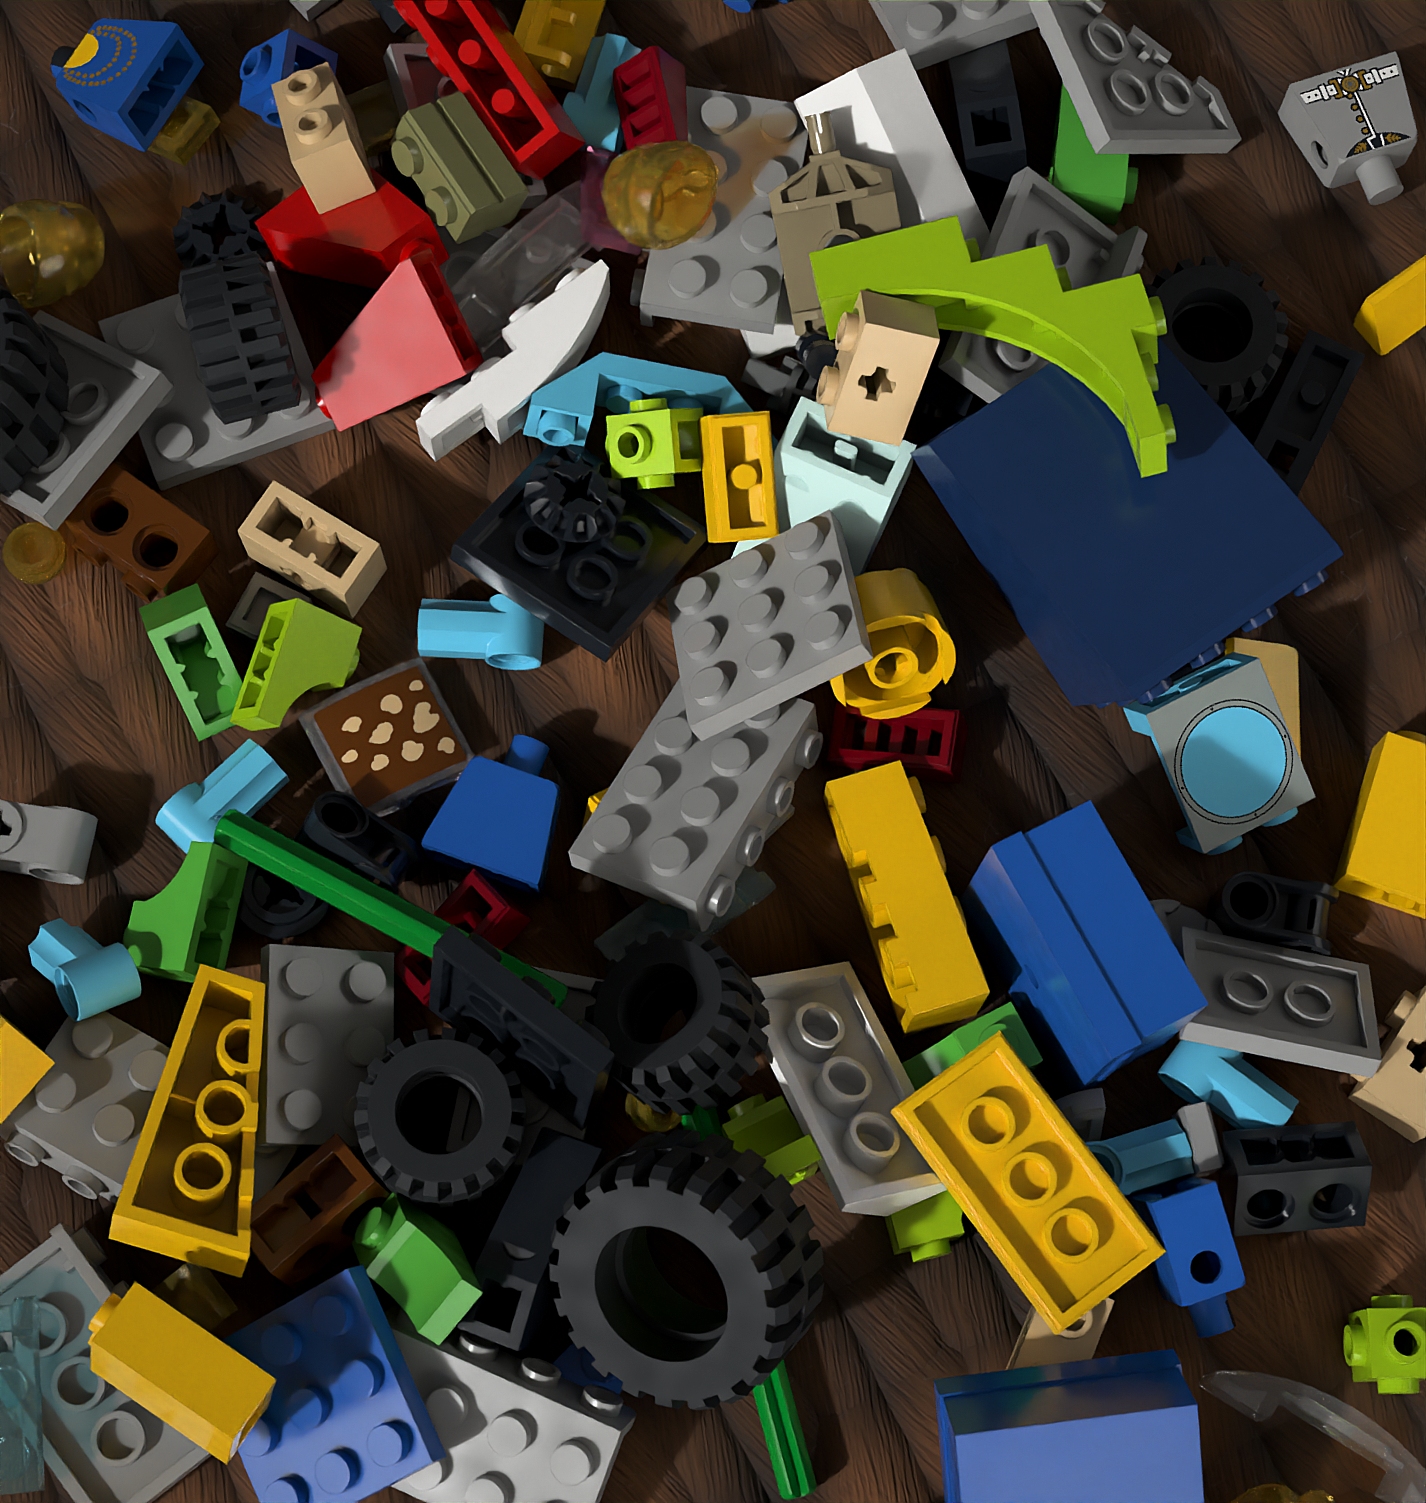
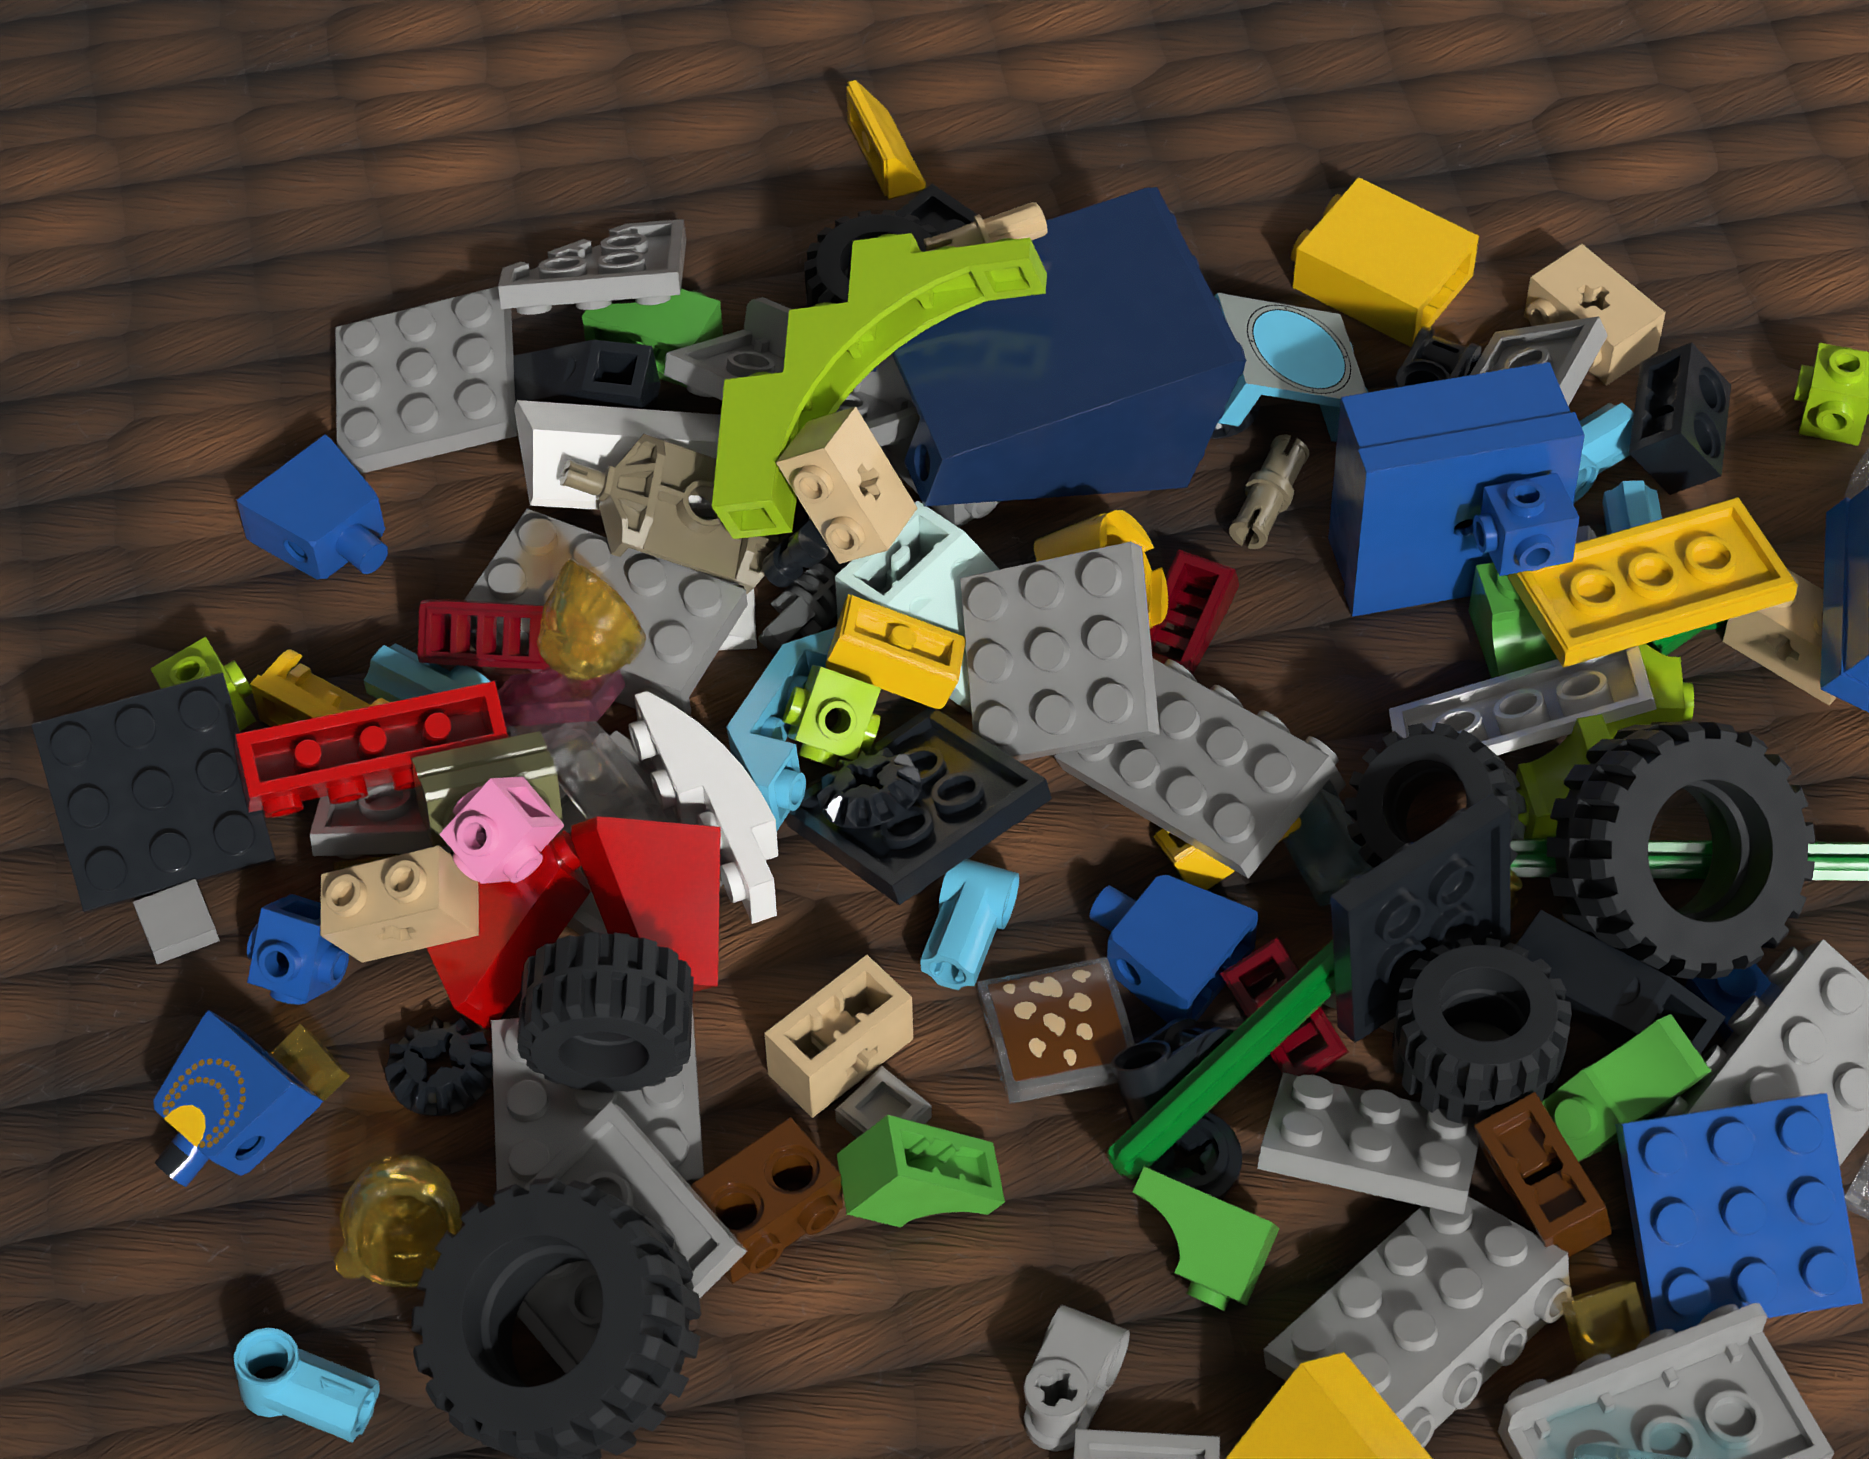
camera: 70 degrees left, 20 degrees down
(34, 553) = (740, 1316): clear yellow plate -> none
(83, 971) = (1249, 1324): medium azure piece -> none
(178, 1371) = (1704, 1276): yellow brick -> none
(195, 1155) = (1447, 1227): yellow wedge -> none
(239, 783) = (1089, 1201): medium azure piece -> none
(294, 652) = (957, 1080): lime arch -> none
(381, 185) = (500, 831): none -> bright pink brick
(905, 898) = (1355, 633): yellow wedge -> none
(1019, 1029) = (1527, 524): none -> blue brick
(1080, 784) = (1269, 492): none -> dark tan pin
(1187, 1223) = (1716, 474): blue torso -> none
(1202, 1137) = (1615, 469): light grey tile -> none
(1206, 402) = (1016, 223): none -> tan axle
(1354, 125) = (707, 136): light grey torso -> none

